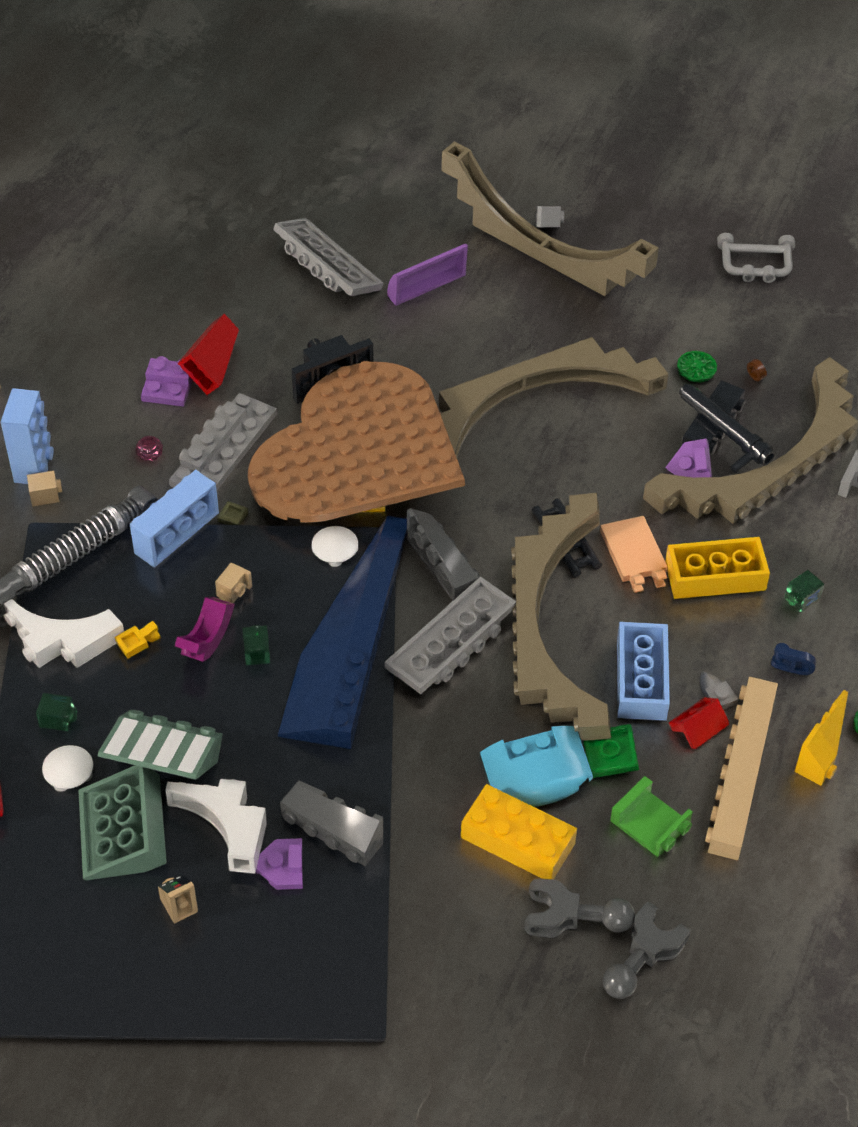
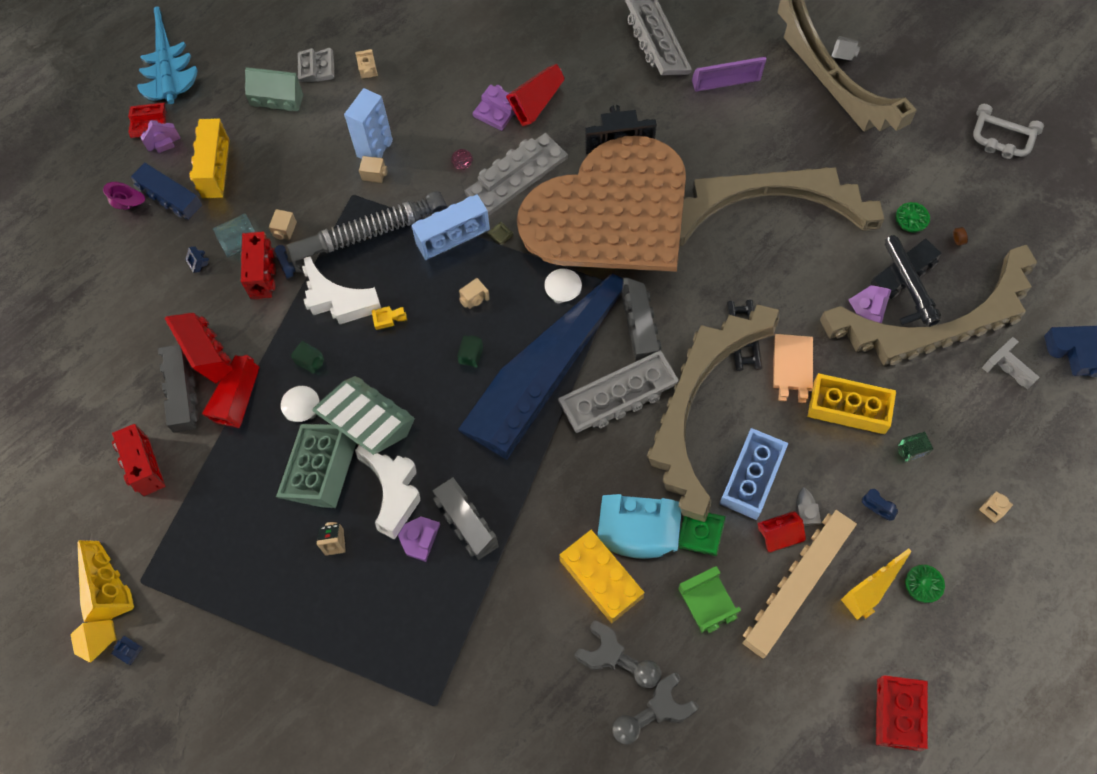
camera: 25 degrees right, 15 degrees up
(208, 630) = (439, 328): magenta arch -> none

